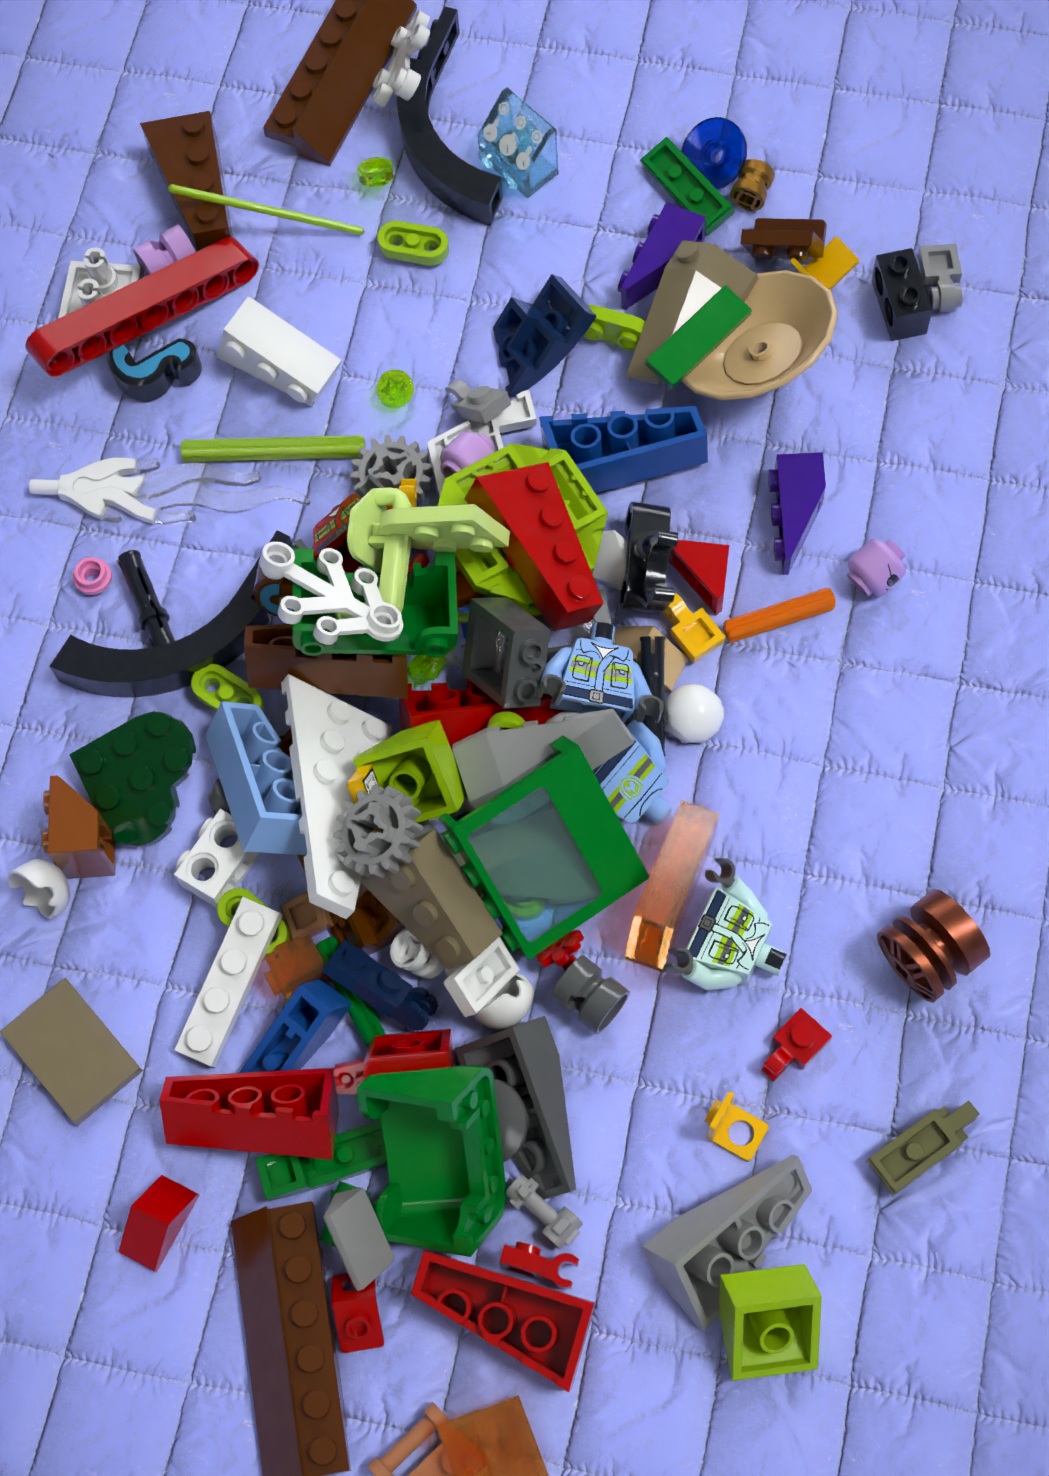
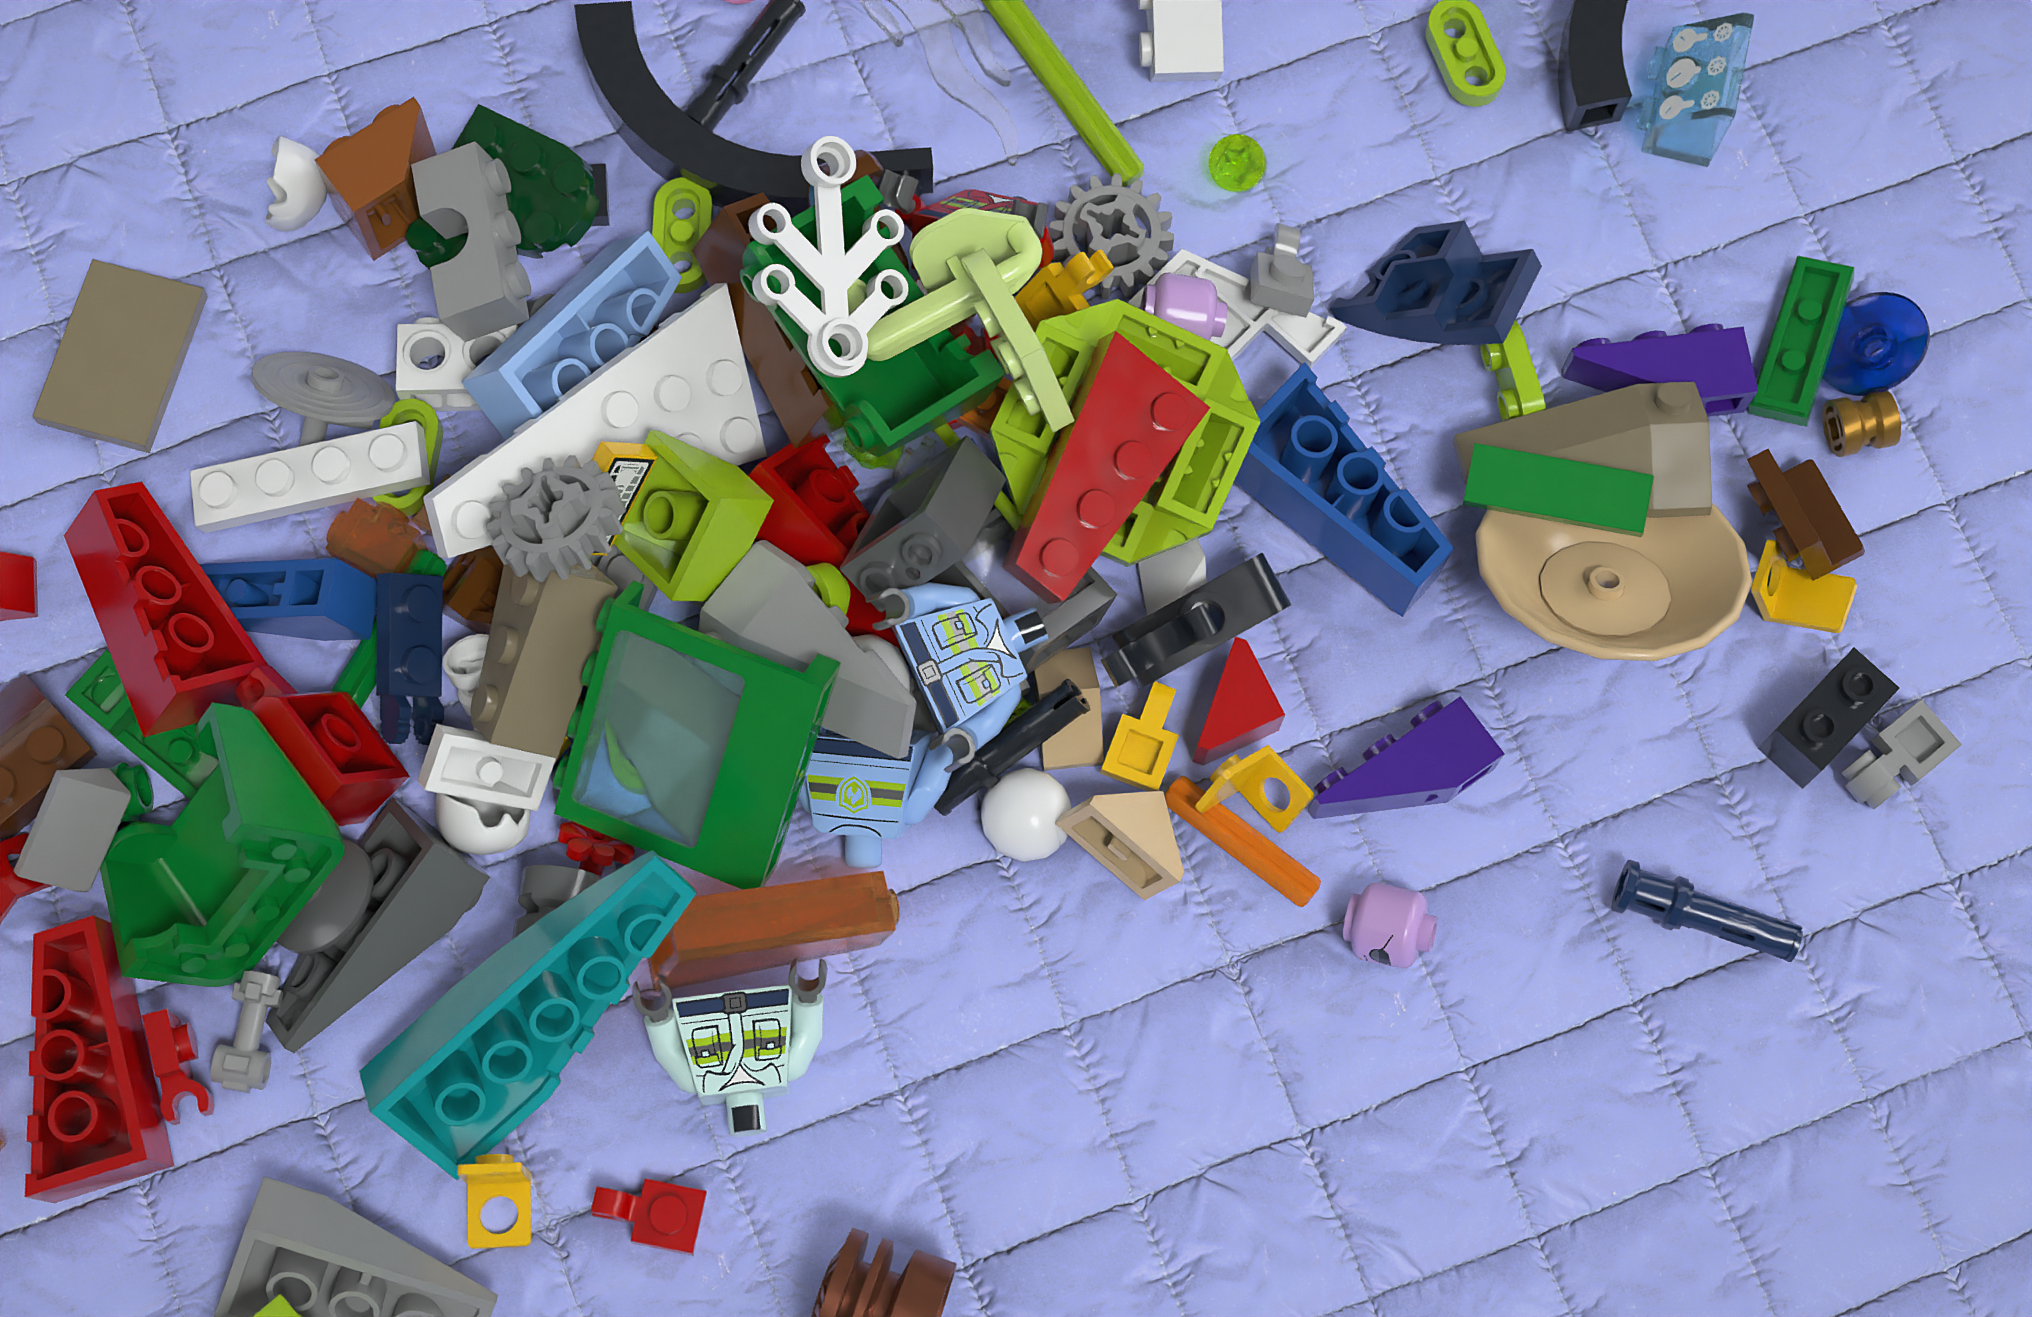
camera: 45 degrees right, 5 degrees up
(184, 941) = (323, 391): none -> light grey shield
(190, 808) = (485, 282): none -> light grey arch
(643, 1062) = (515, 1021): none -> teal wedge
(746, 666) = (1129, 837): none -> tan slope
(748, 591) = (1249, 778): none -> yellow bracket
(954, 424) = (1679, 905): none -> dark blue pin

